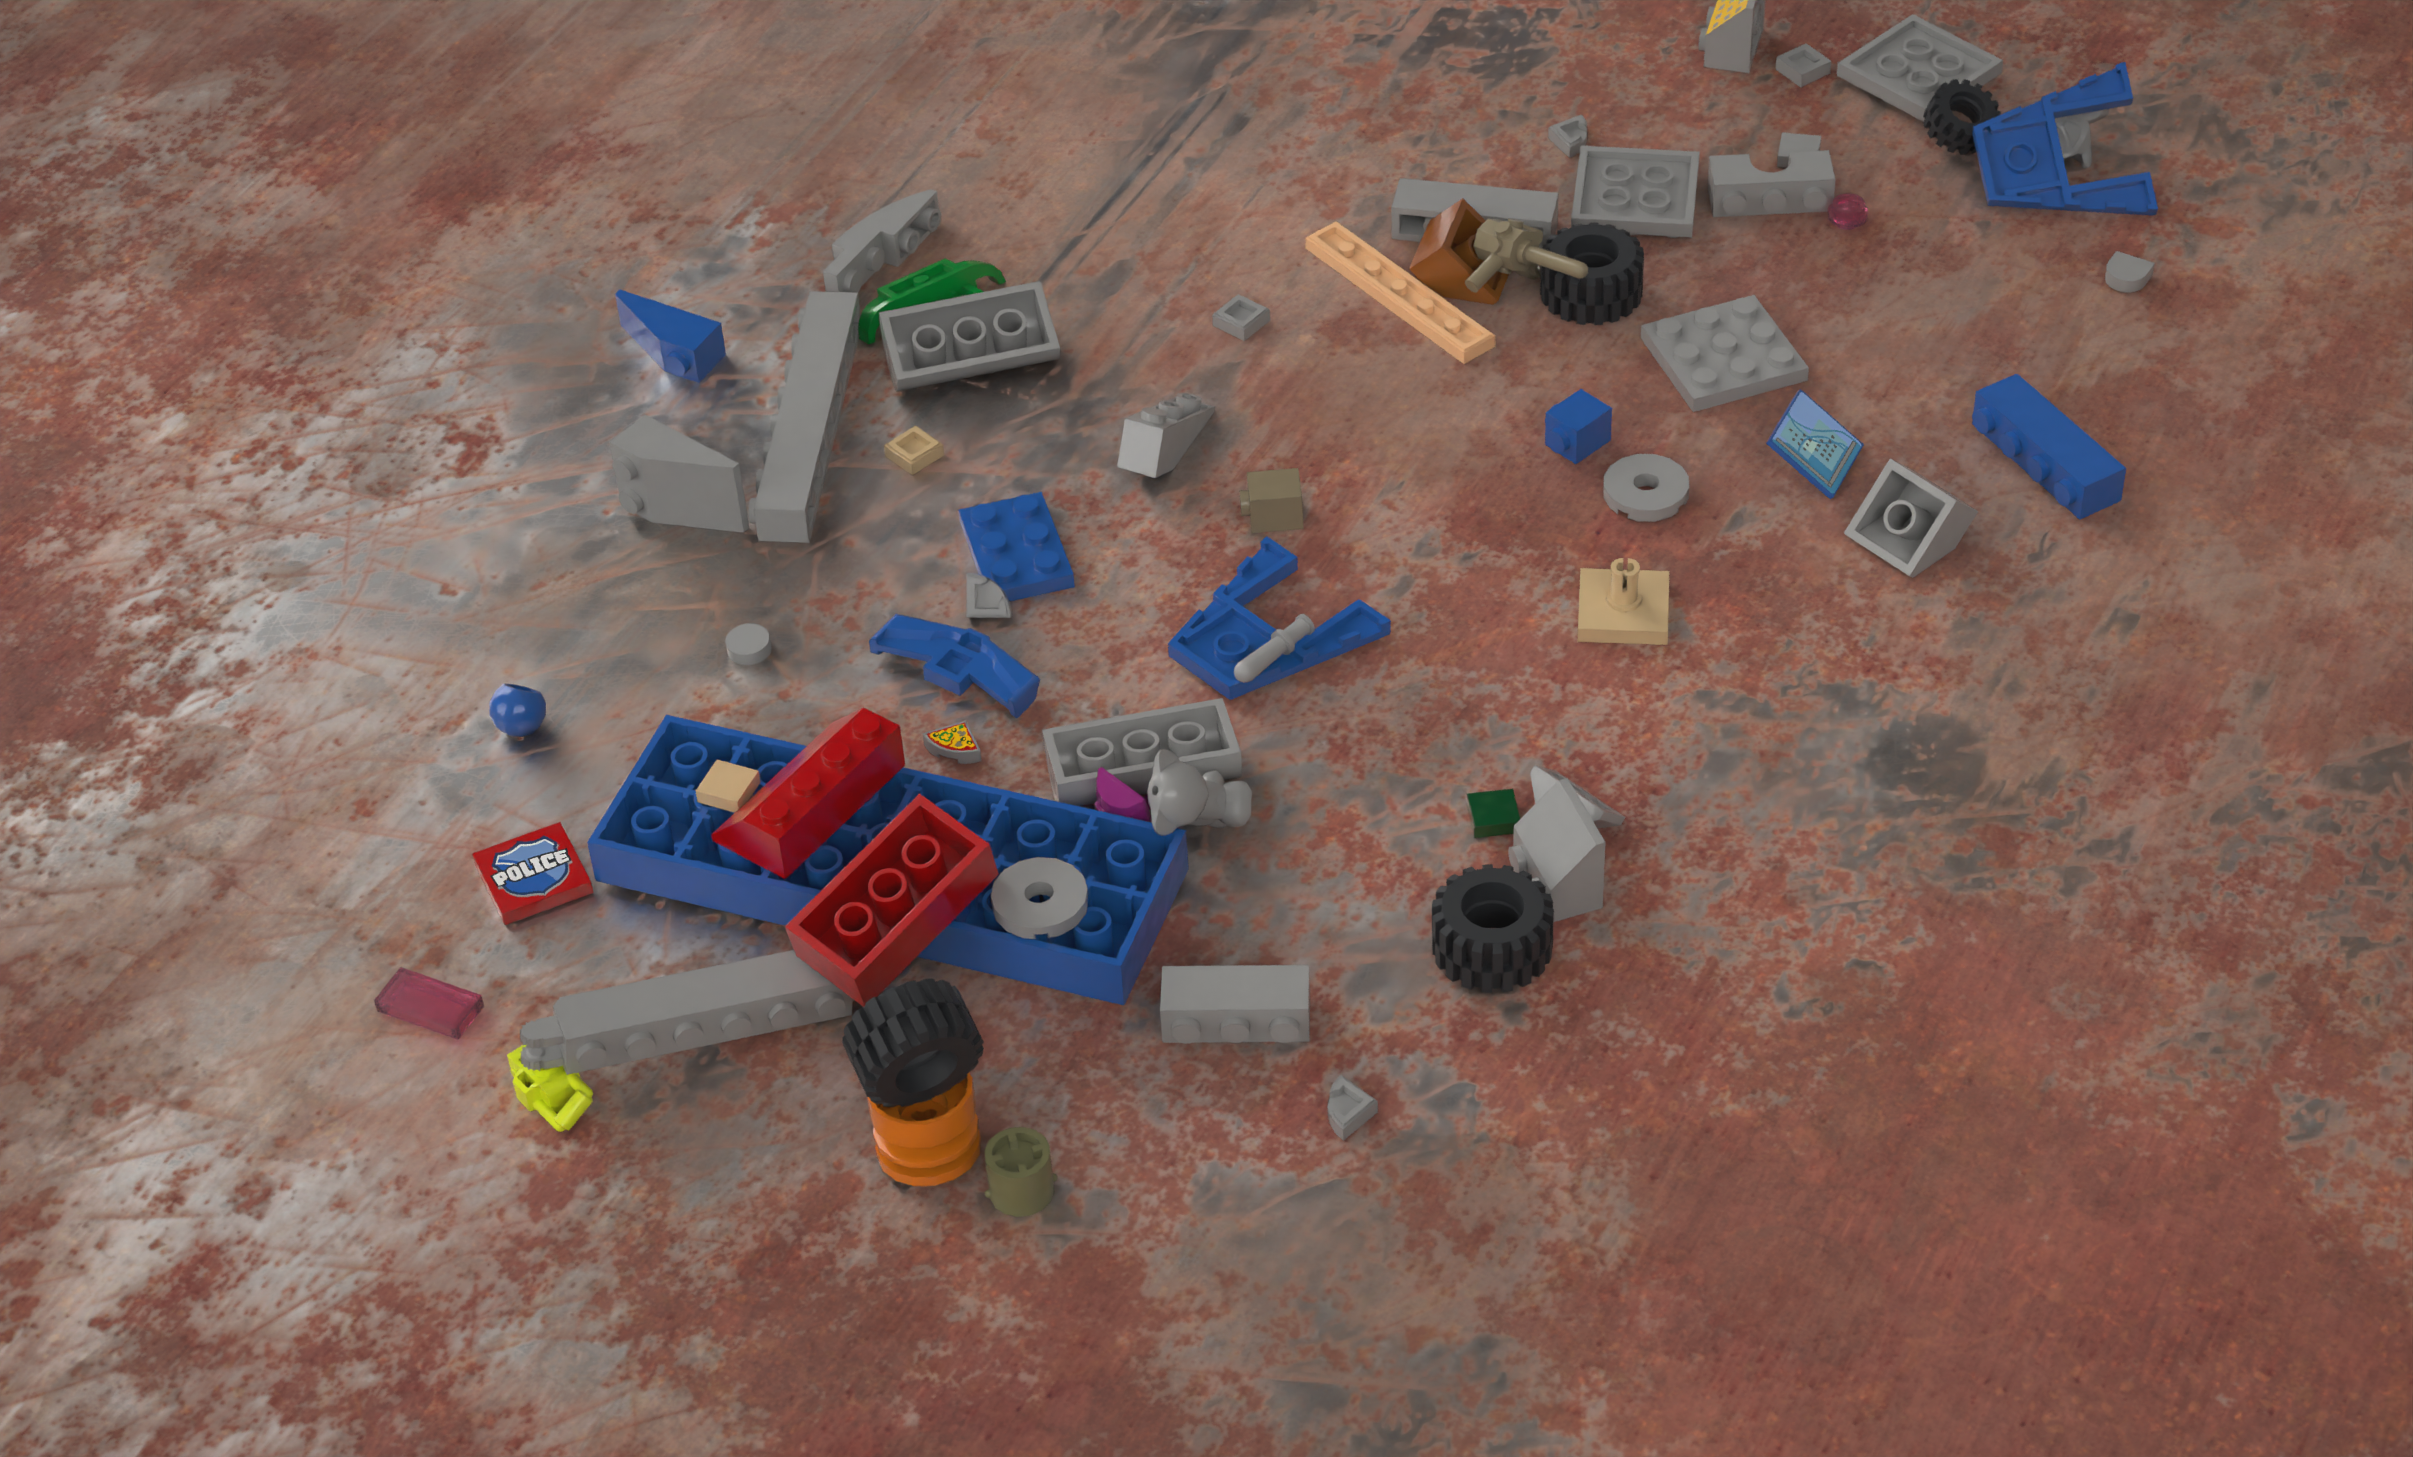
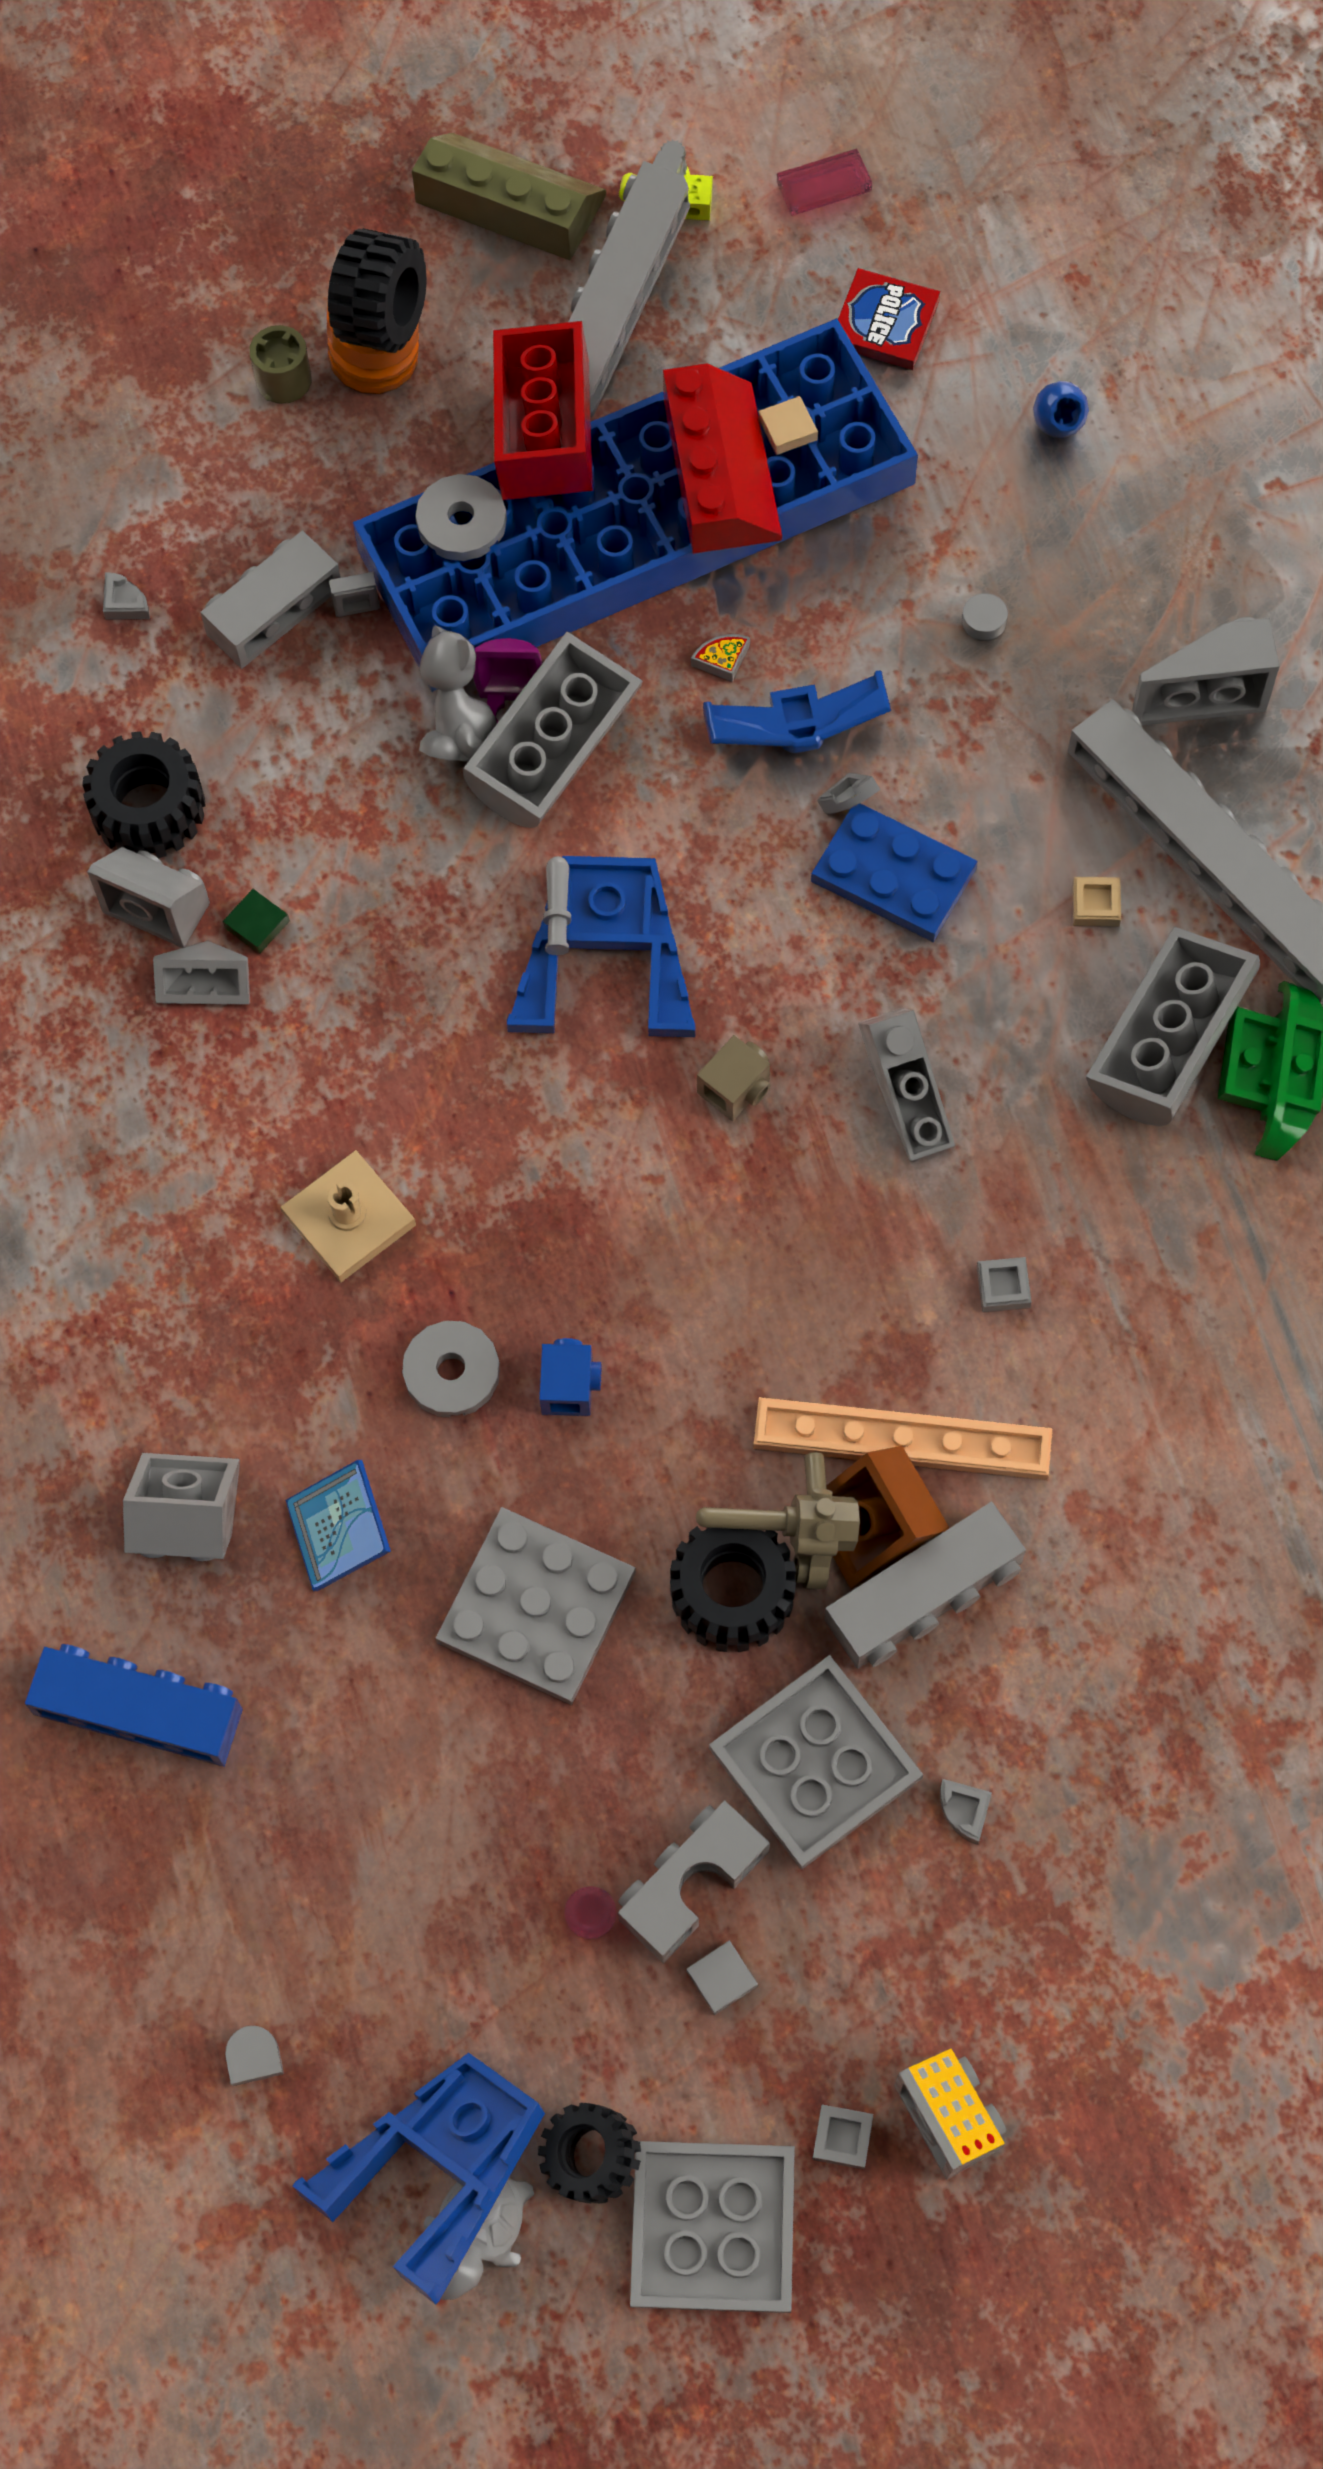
camera: 135 degrees right, 25 degrees up
(663, 1179) = (505, 193): none -> olive slope
(1163, 951) = (354, 594): none -> light grey tile

